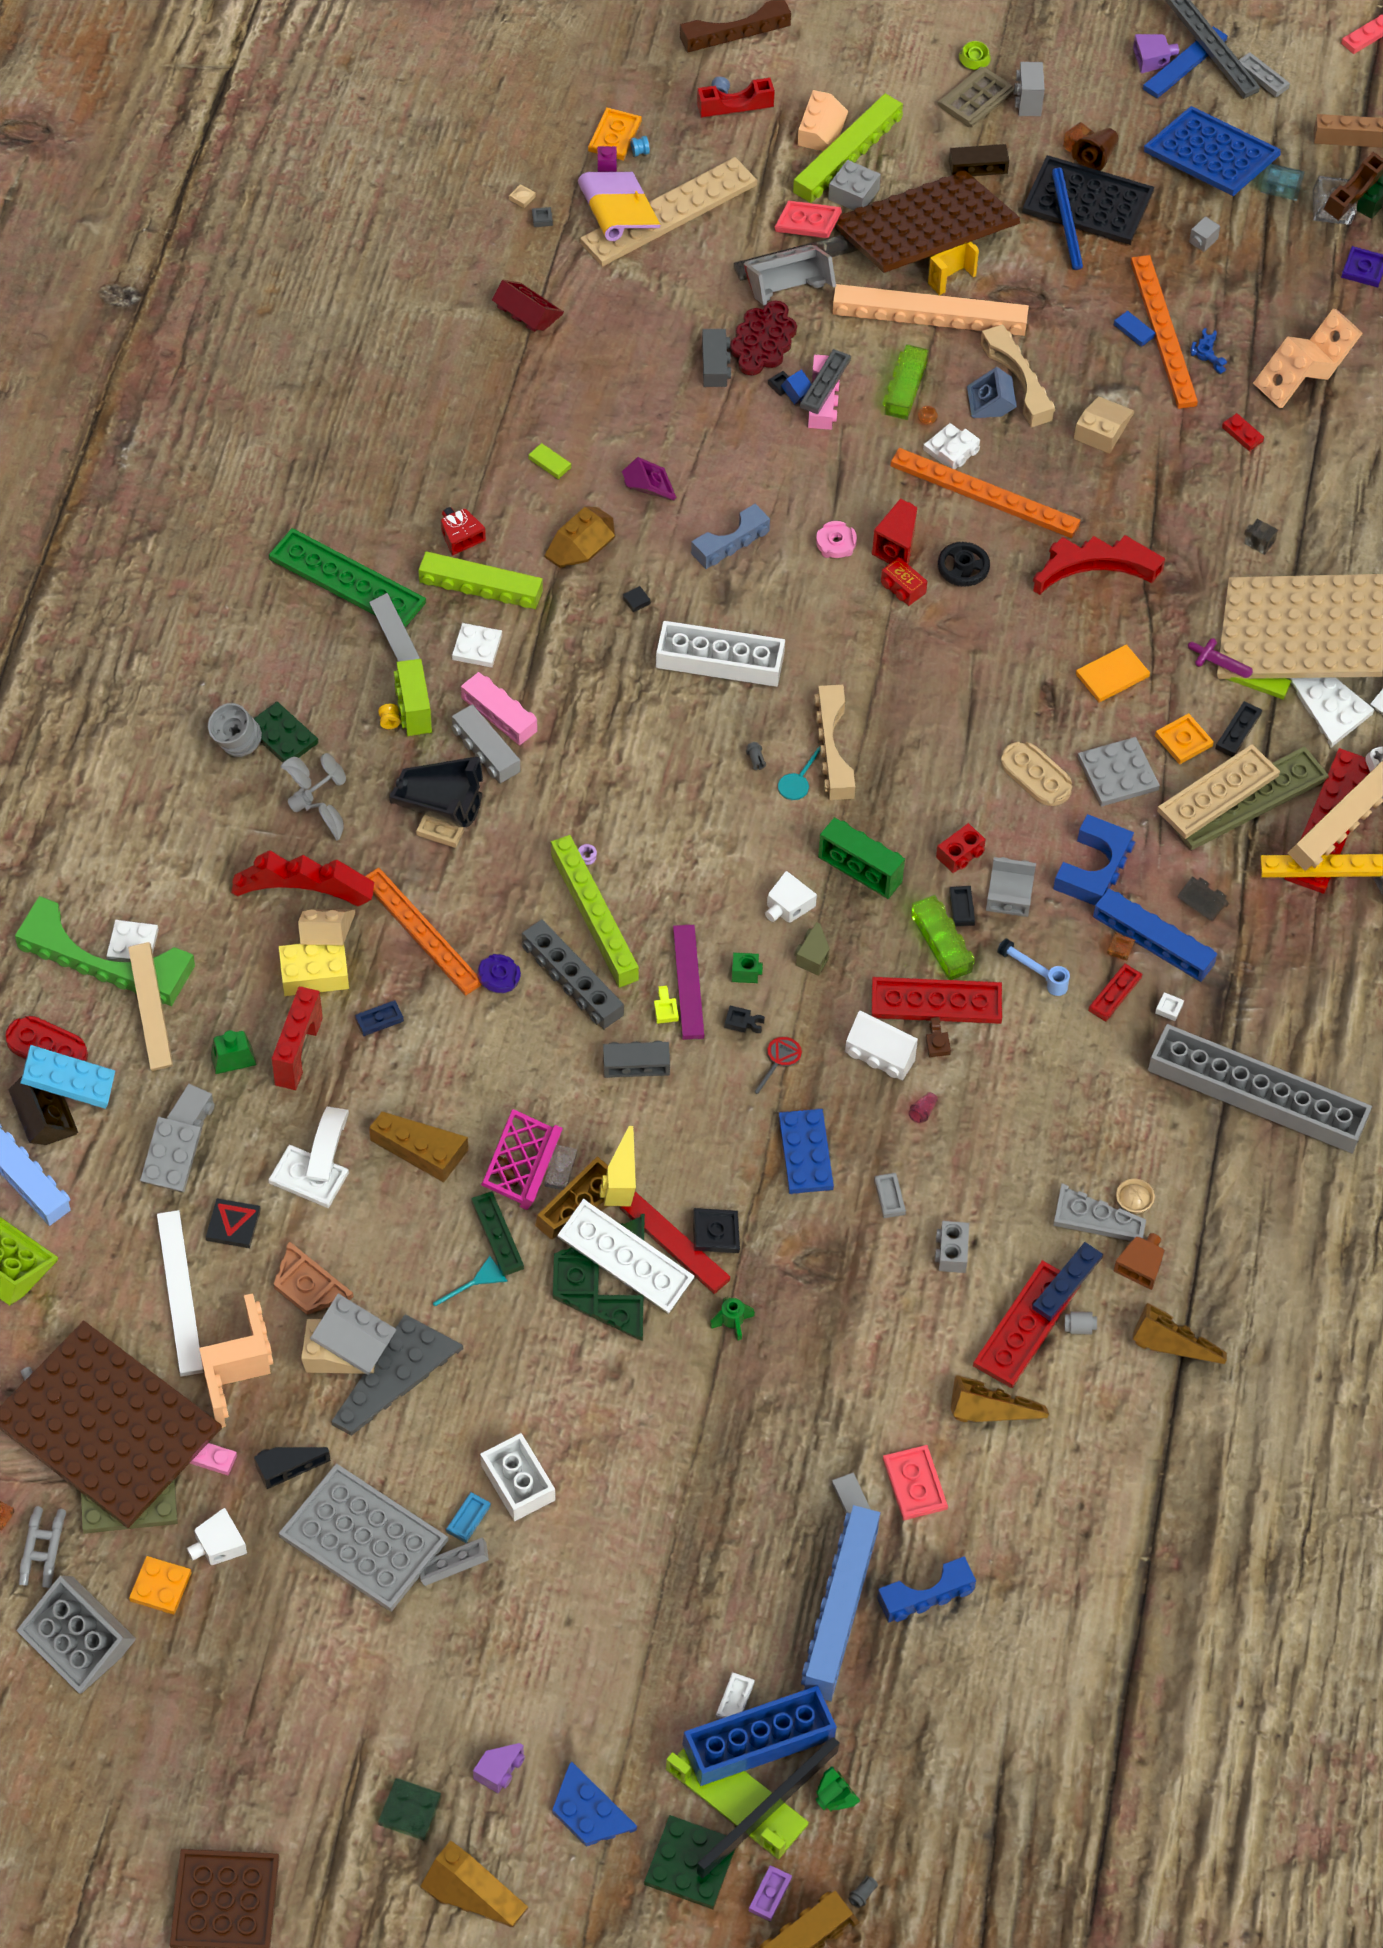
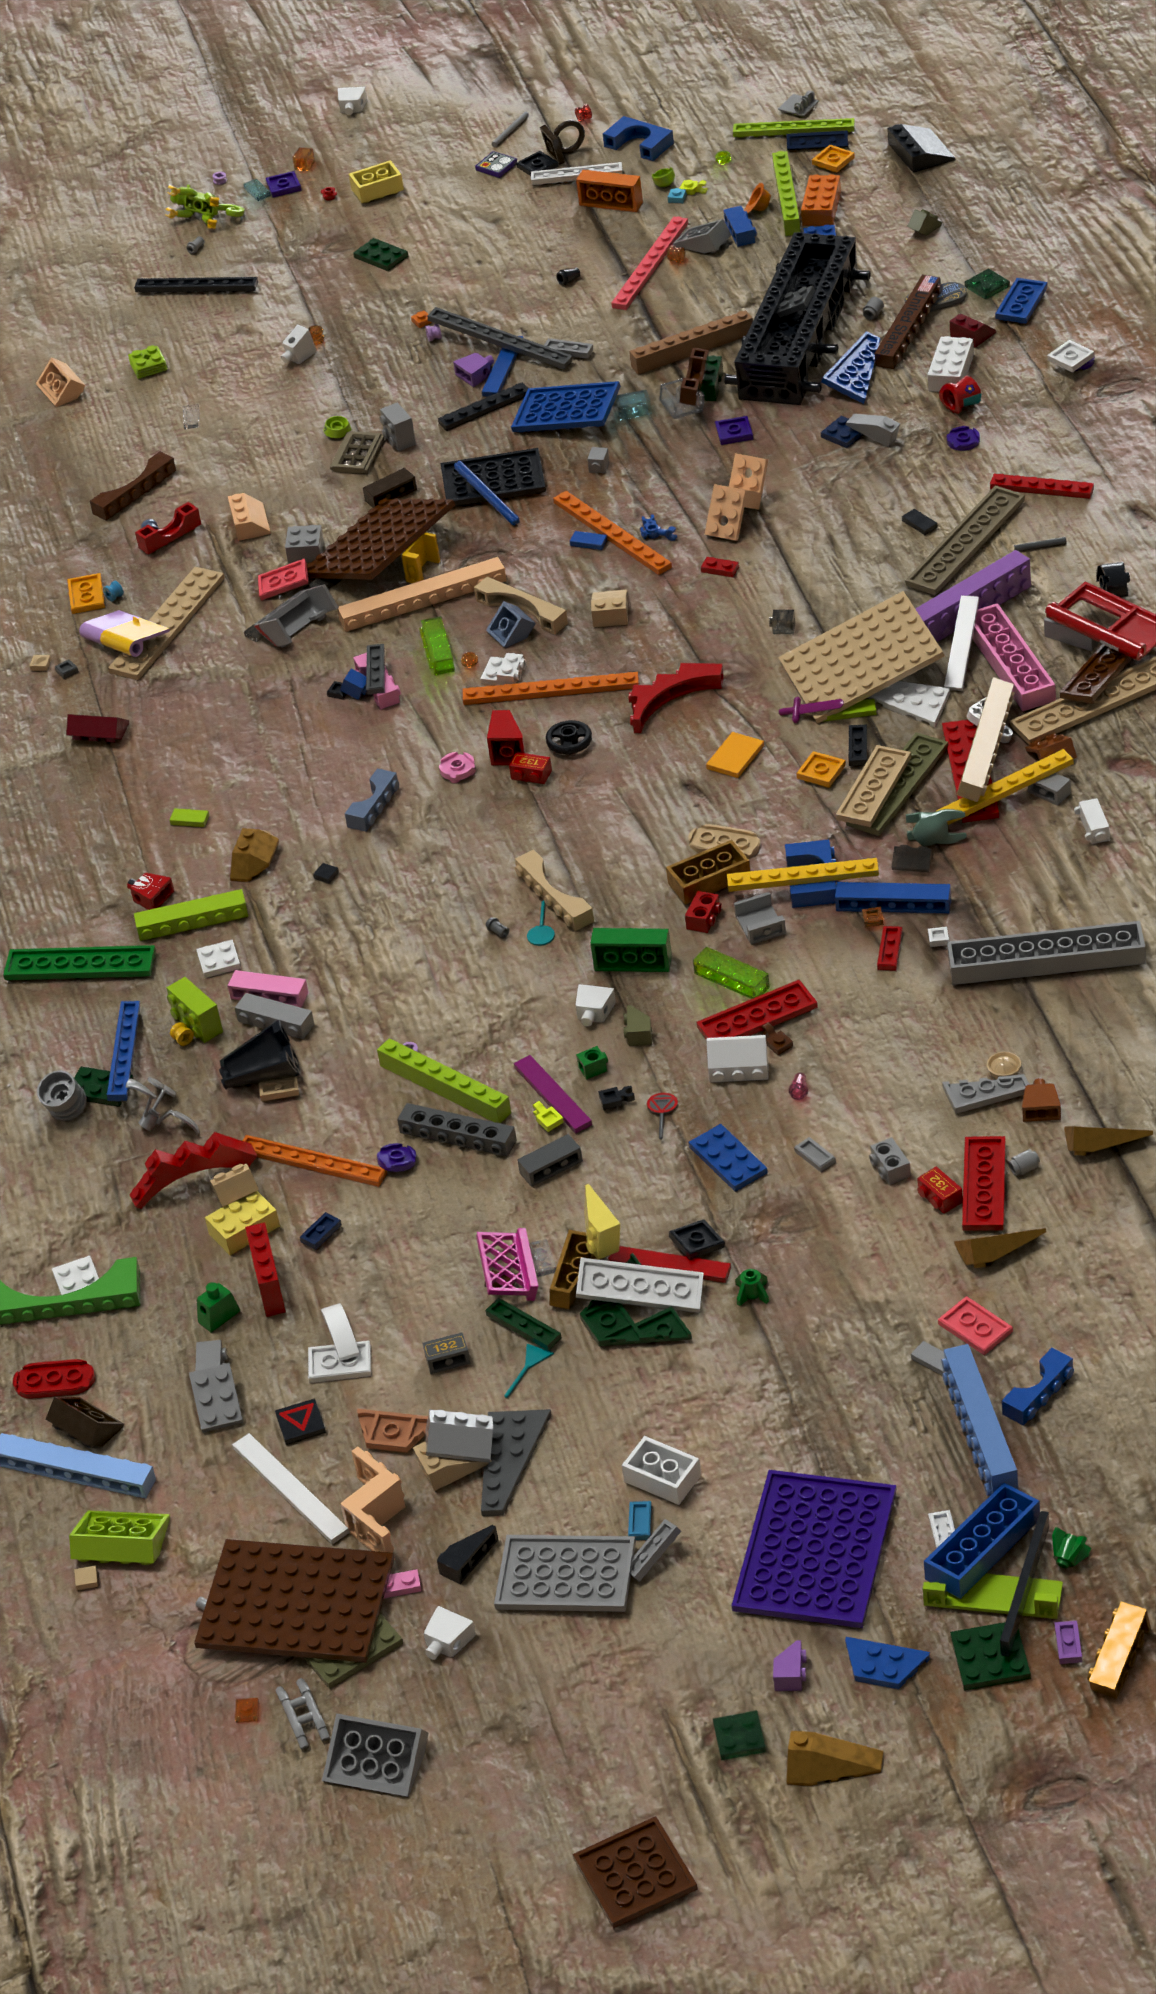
camera: 20 degrees left, 15 degrees down
(68, 1076) = (91, 1384): medium azure plate -> none
(150, 1006) = (126, 1307): tan tile -> none
(160, 1585) = (420, 1690): light orange plate -> none
(323, 706) = (123, 1050): none -> blue plate
(394, 628) = (142, 975): light grey tile -> none
(407, 1225) = (446, 1353): none -> dark grey brick
(420, 1144) = (415, 1295): pearl gold wedge -> none
(605, 1646) = (814, 1548): none -> dark purple plate
(607, 158) = (93, 608): magenta brick -> none
(648, 479) = (277, 793): magenta slope -> none
(715, 357) = (274, 695): dark grey brick -> none
(720, 653) = (421, 874): white brick -> none
(763, 338) = (303, 667): dark red plate -> none
(848, 146) = (283, 516): lime brick -> none
(862, 1892) = (1139, 1599): dark grey pin -> none
(962, 906) = (729, 946): black tile -> none
(978, 1308) = (939, 1190): none -> red brick
(994, 804) = (706, 870): none -> pearl gold brick
(1055, 973) = (839, 958): light blue piece -> none
(1067, 1281) = (995, 1139): dark blue plate -> none
(1074, 134) = (457, 443): clear orange brick -> none
(1080, 862) = (803, 874): none -> yellow plate
(1095, 149) = (475, 443): reddish brown cone -> none
(1118, 771) = (786, 812): light grey plate -> none
(1135, 104) = (483, 406): none -> black plate
(1245, 874) = (933, 827): none -> sand green piece

